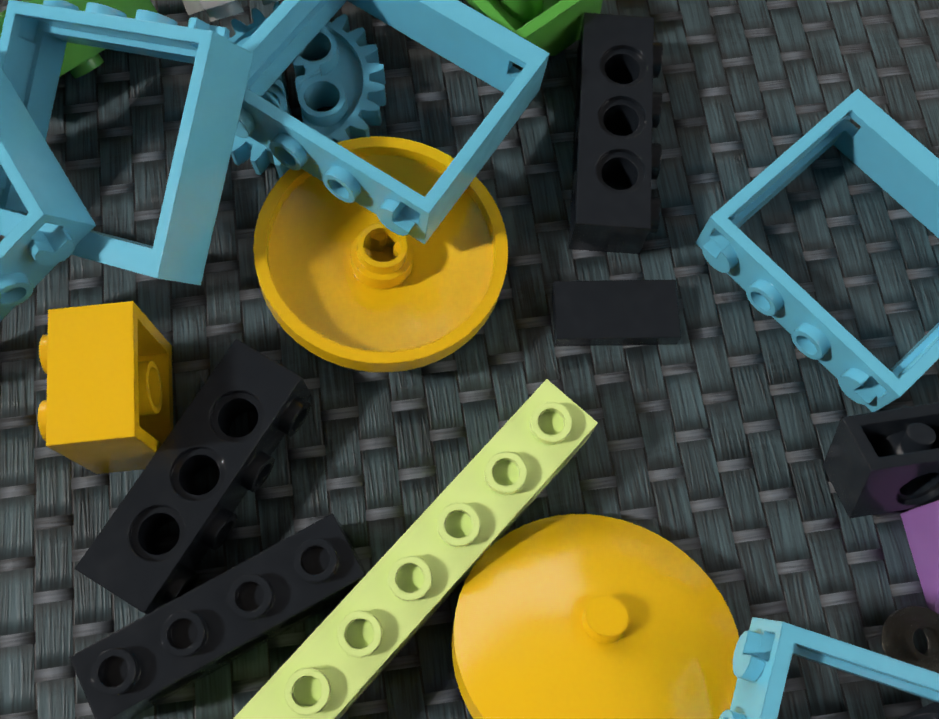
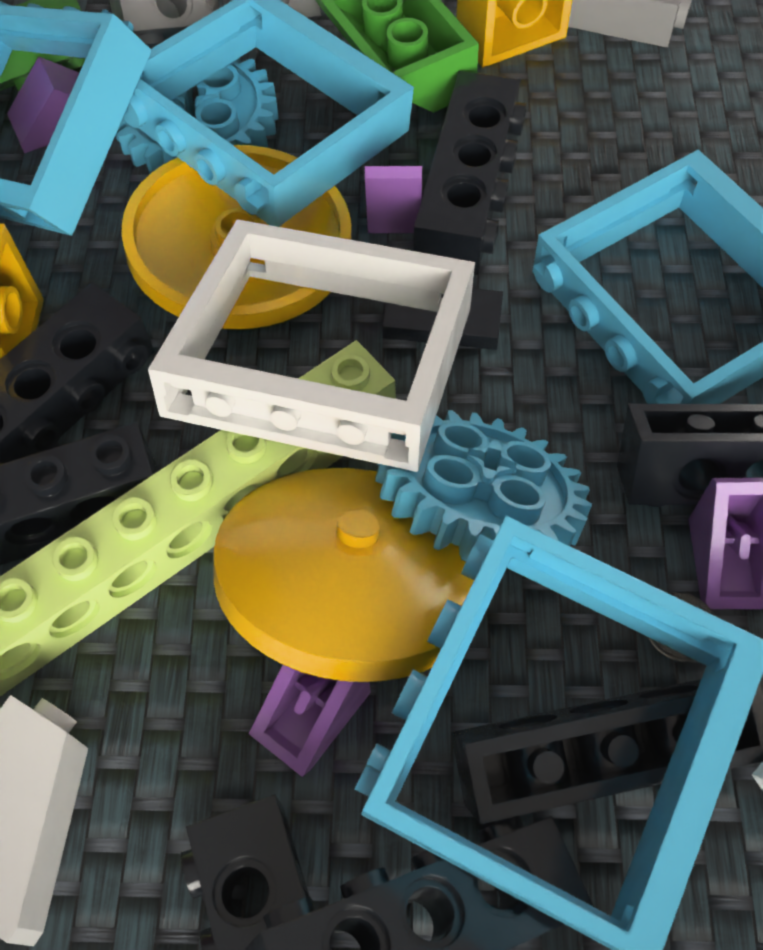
camera: 15 degrees right, 10 degrees down
(126, 97) = (41, 103): none -> medium lavender slope
(516, 500) = (303, 410): none -> white window
(538, 170) = (392, 198): none -> medium lavender slope
(709, 533) = (479, 476): none -> medium azure gear

